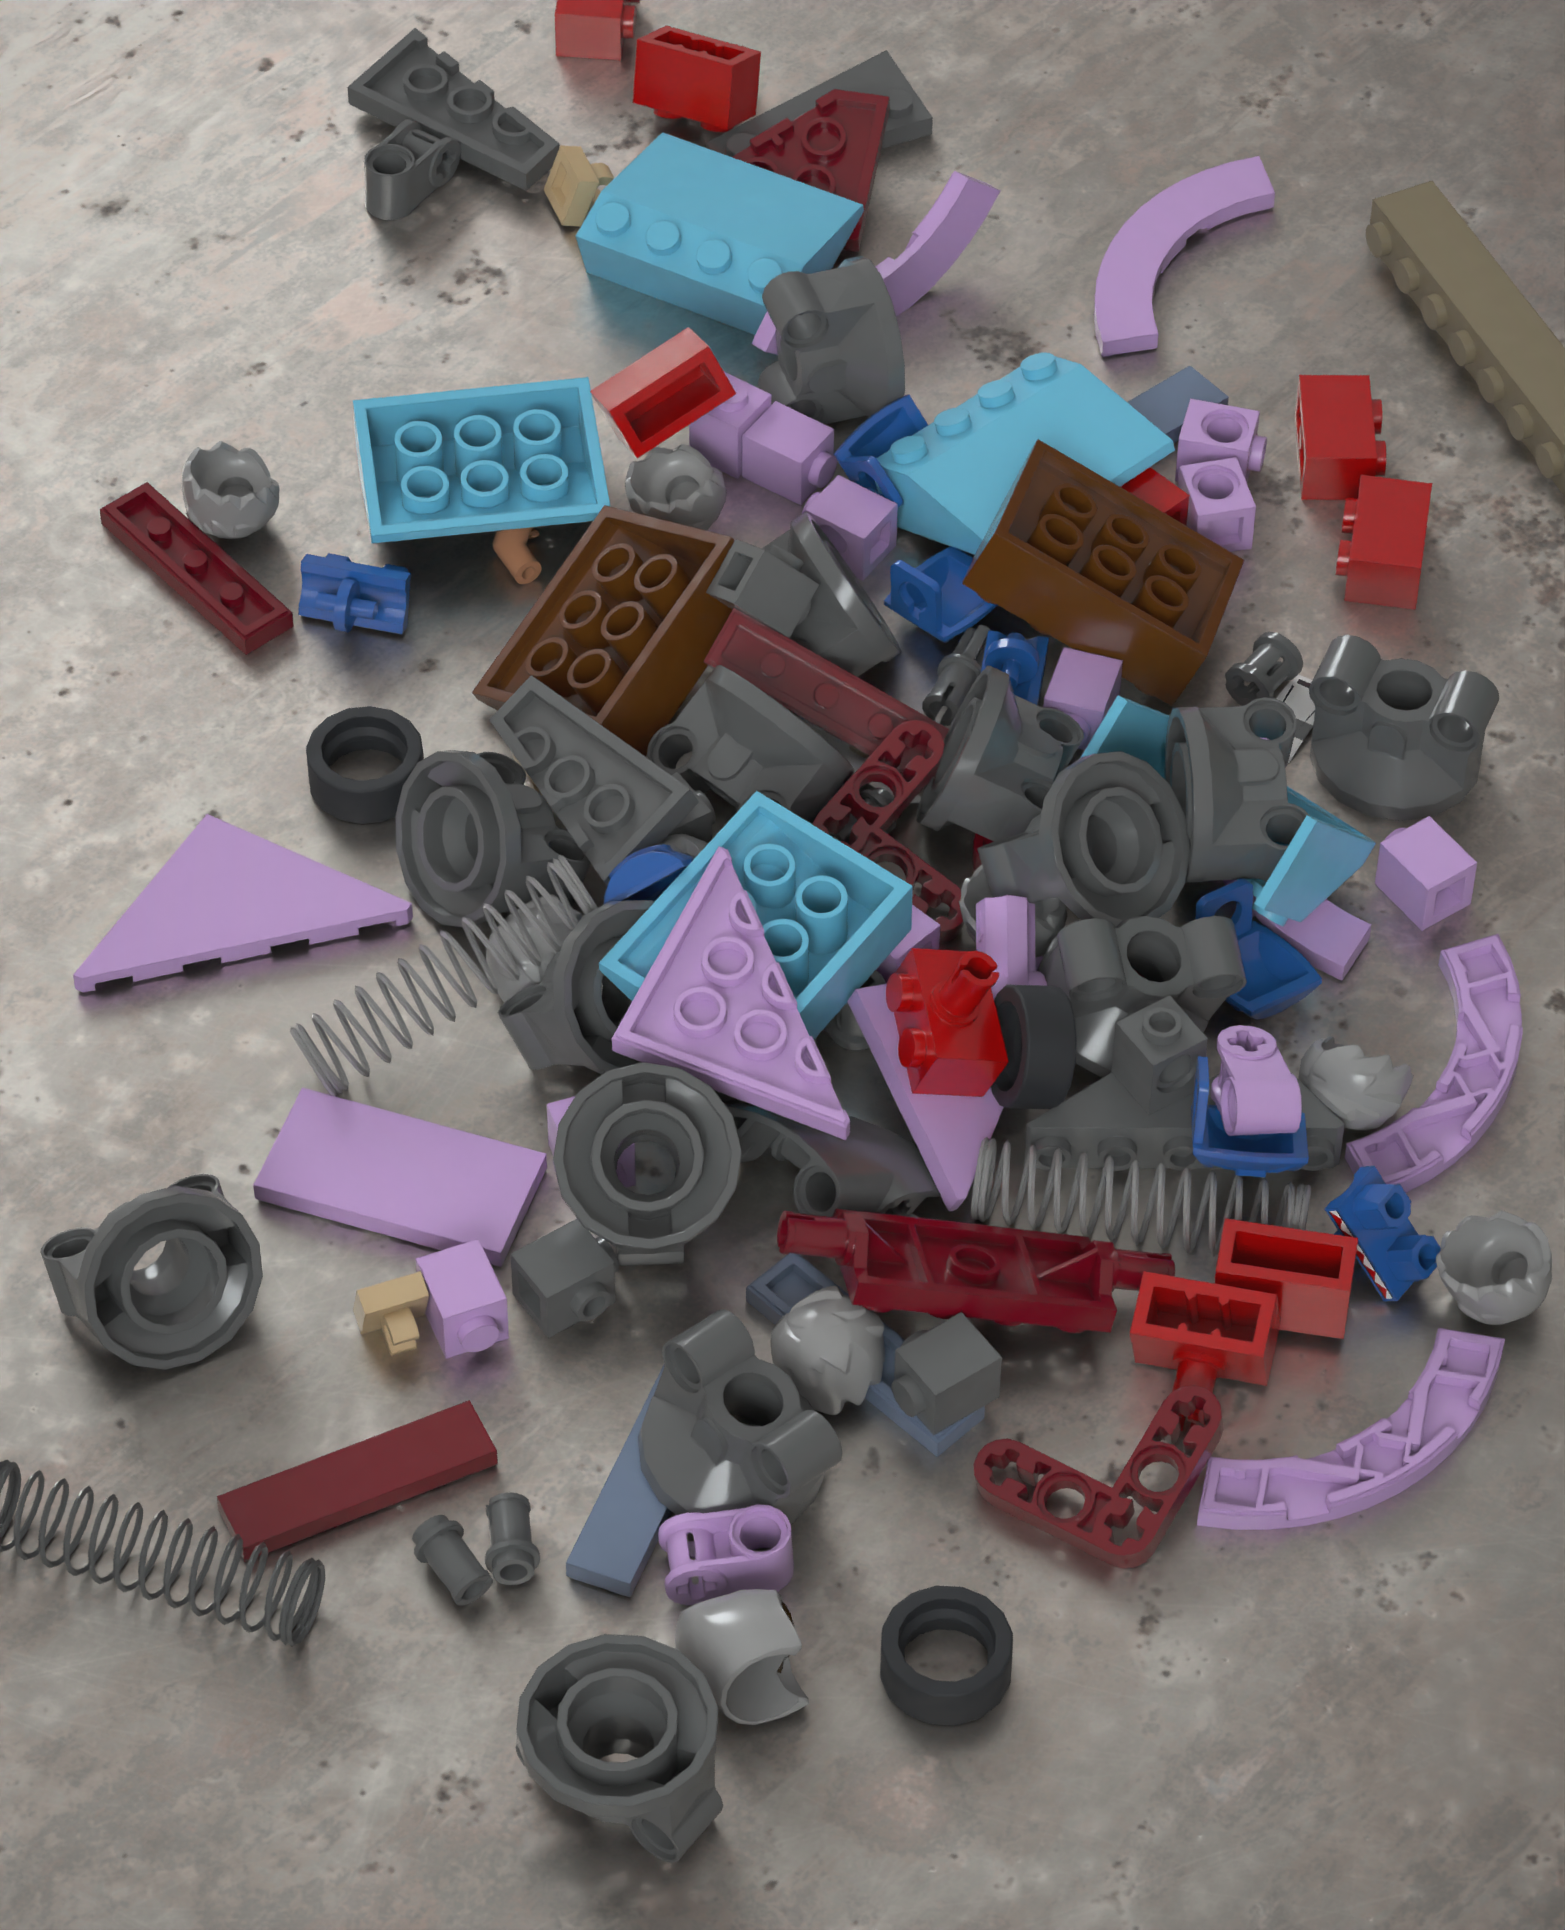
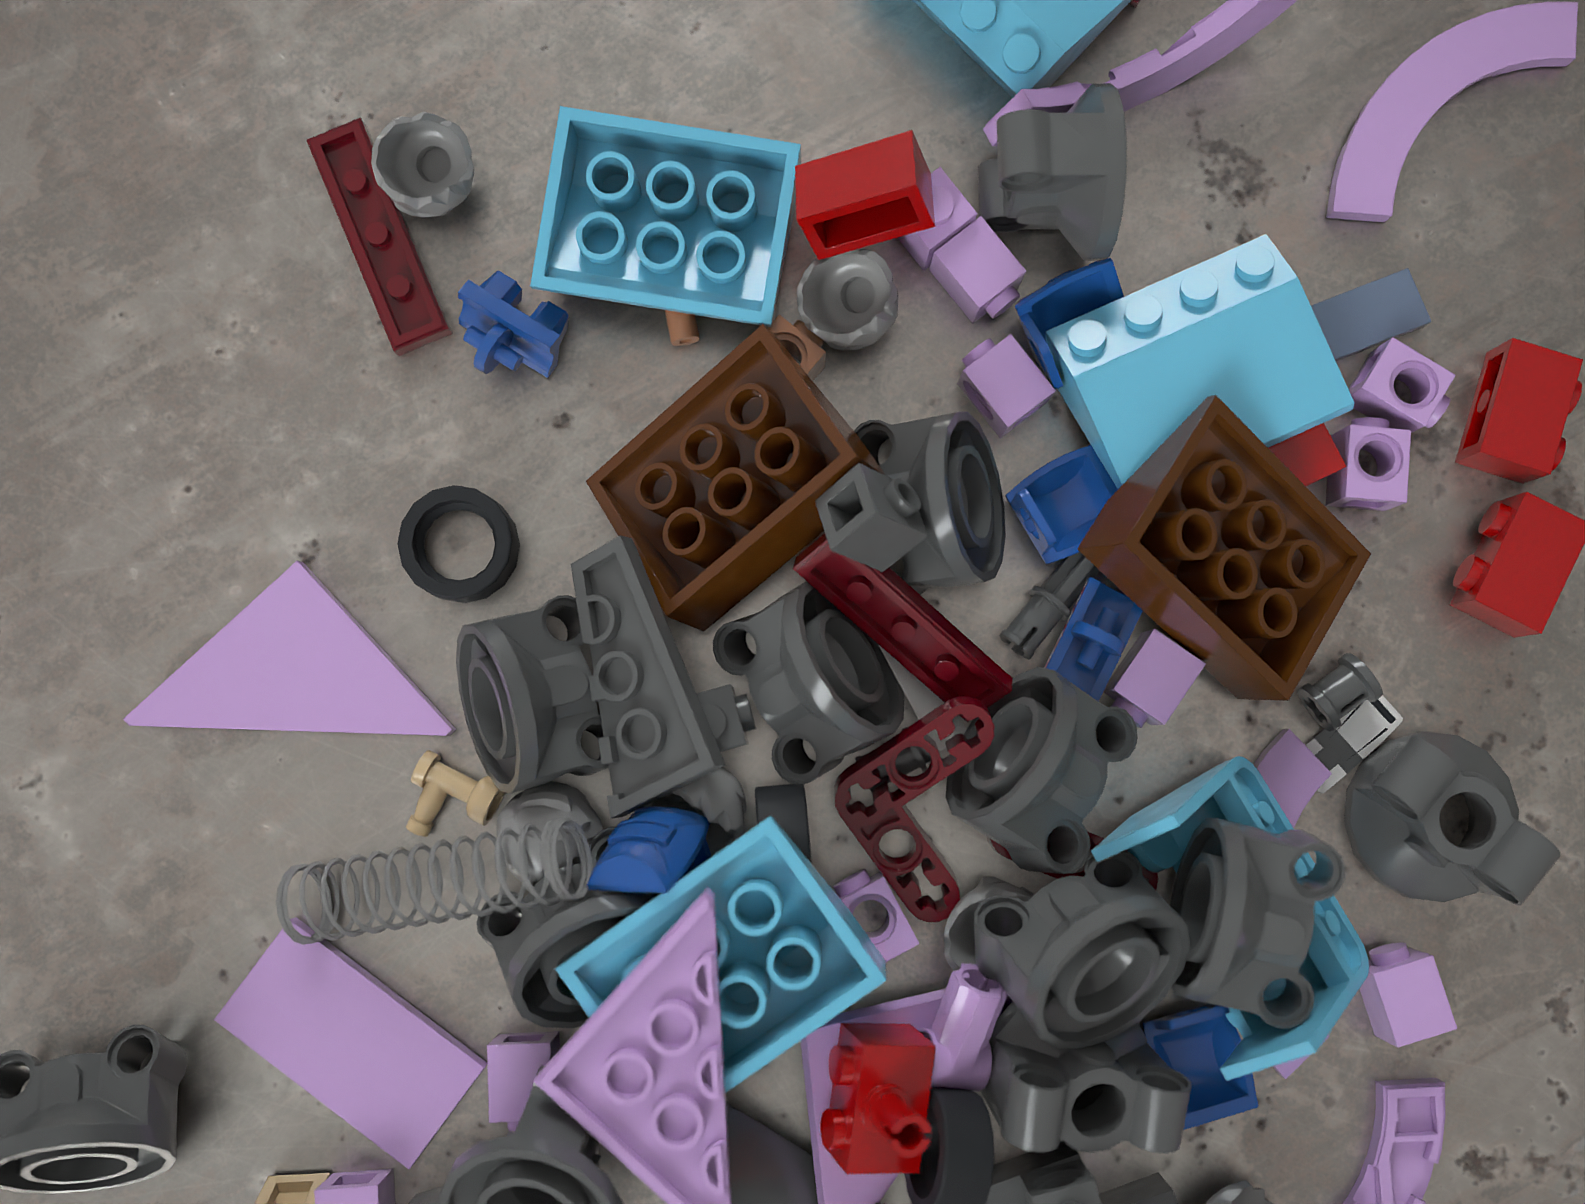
camera: 20 degrees right, 35 degrees up
(405, 945) = (439, 780): none -> tan piece

